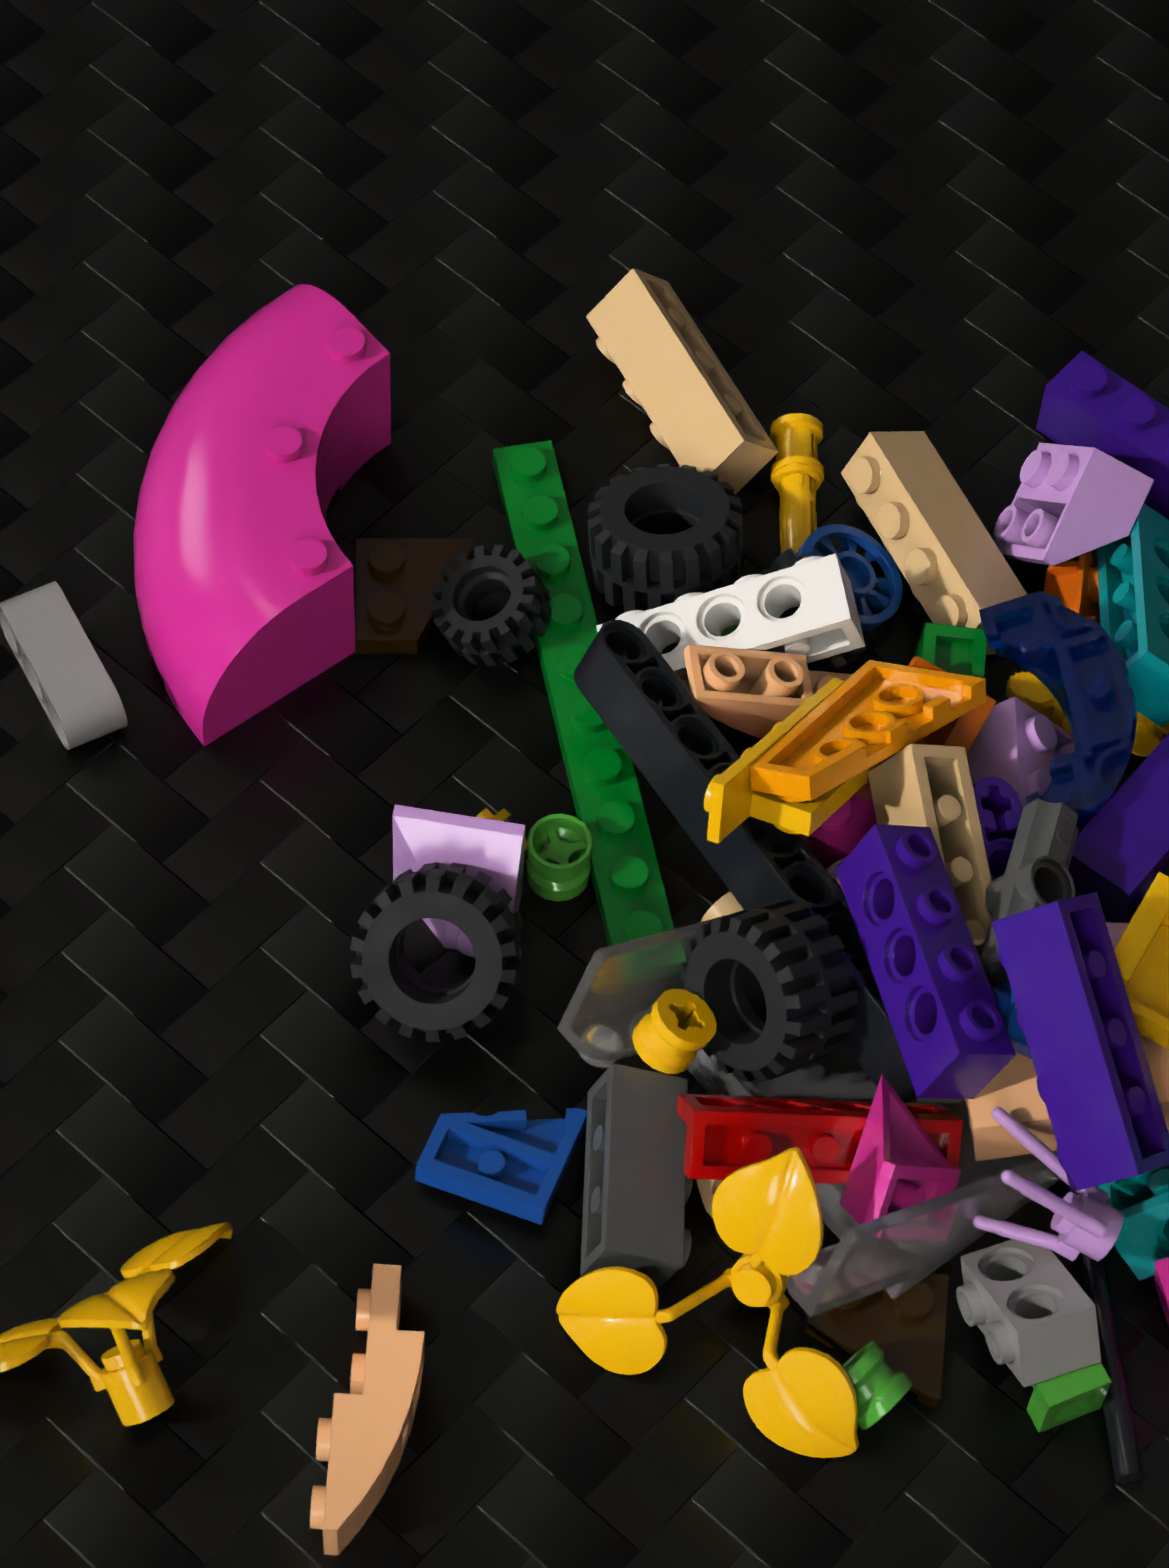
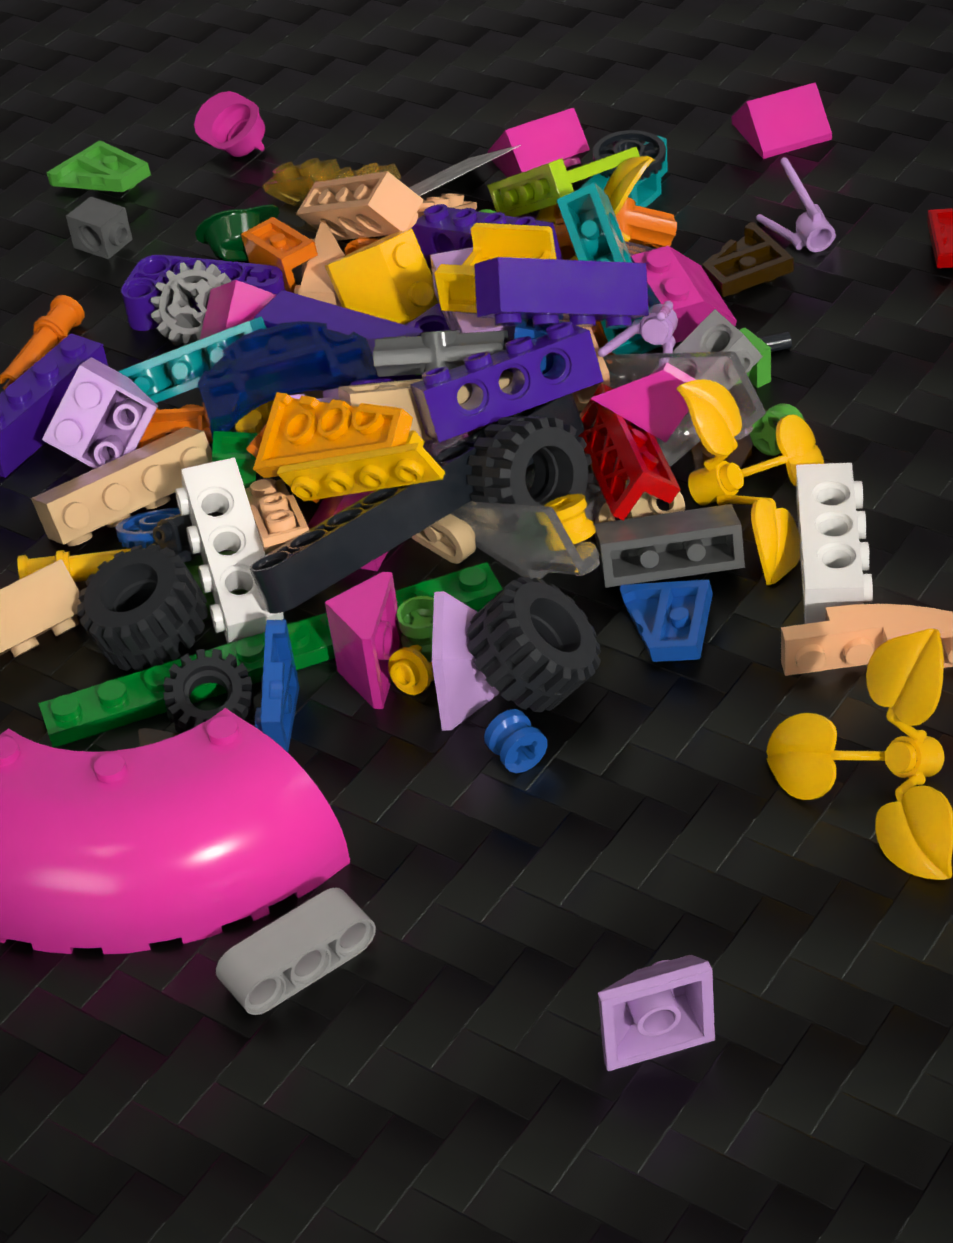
camera: 90 degrees left, 15 degrees down
(319, 931) = (515, 741): none -> blue wheel
(472, 677) = (279, 685): none -> blue wing
(517, 766) = (366, 635): none -> dark pink slope
(573, 1366) = (830, 538): none -> white brick

